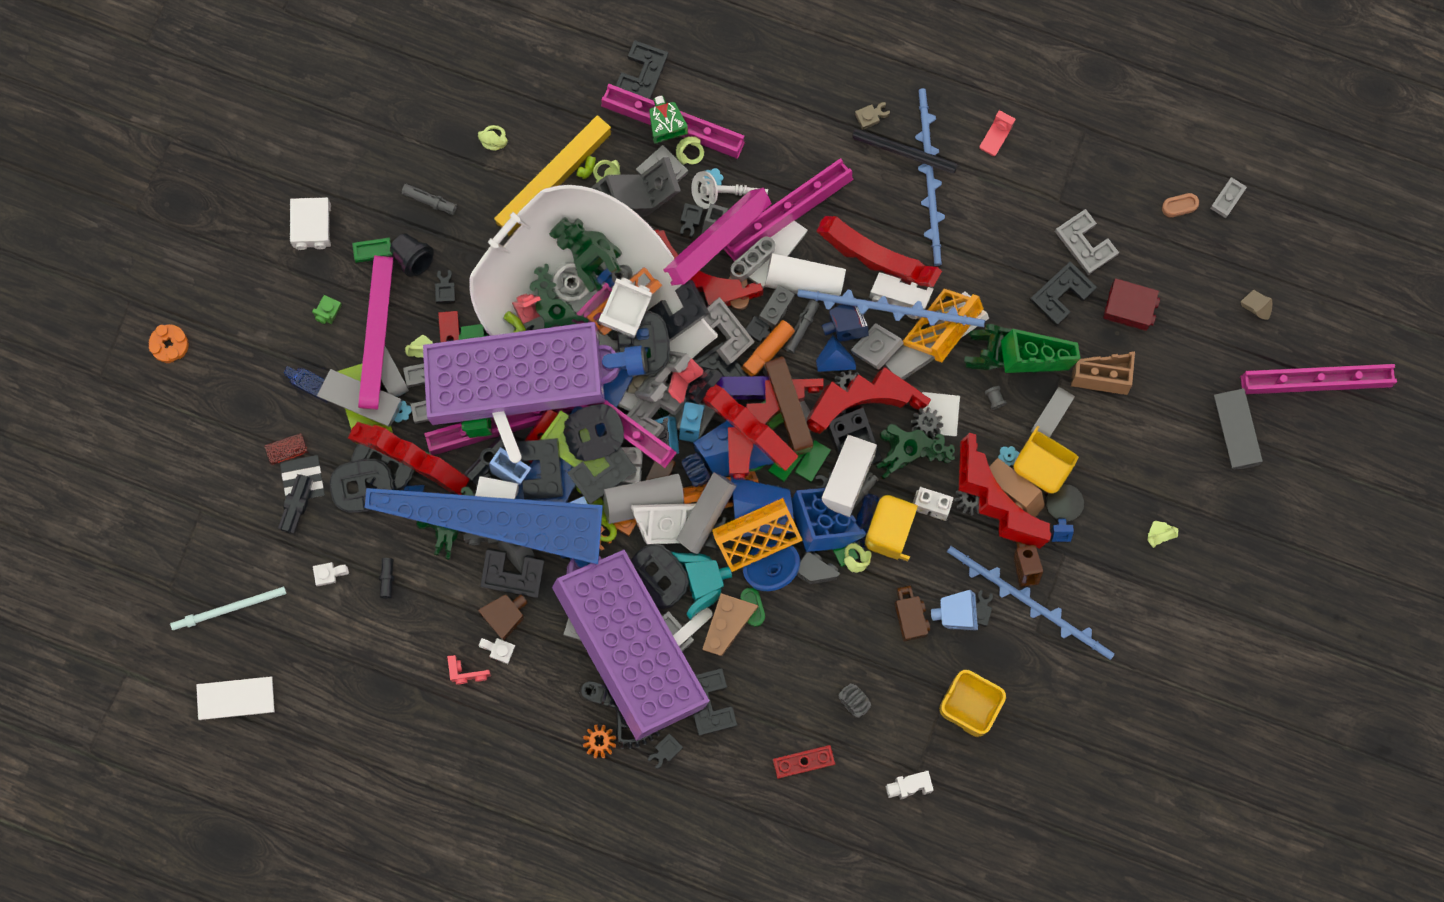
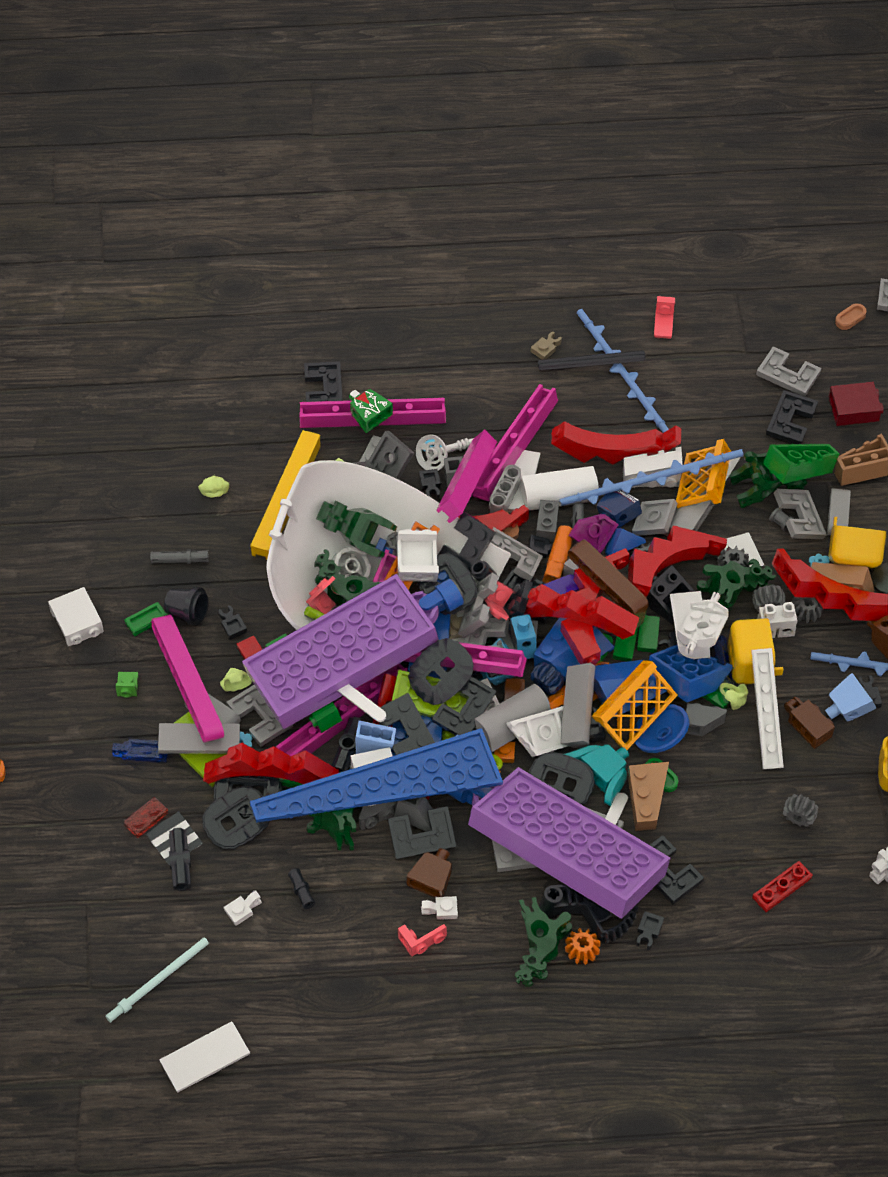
camera: 20 degrees left, 20 degrees down
(566, 722) = (543, 940): none -> dark green animal
(681, 146) = (401, 420): yellowish green piece -> none
(684, 344) = (481, 569): none -> black brick
(811, 339) = (595, 530): none -> magenta plate
(860, 475) = (703, 614): none -> white plate
(874, 591) = (767, 708): none -> white tile
(938, 477) = (768, 595): none -> dark grey gear
(1019, 416) = (809, 523): none -> light grey plate

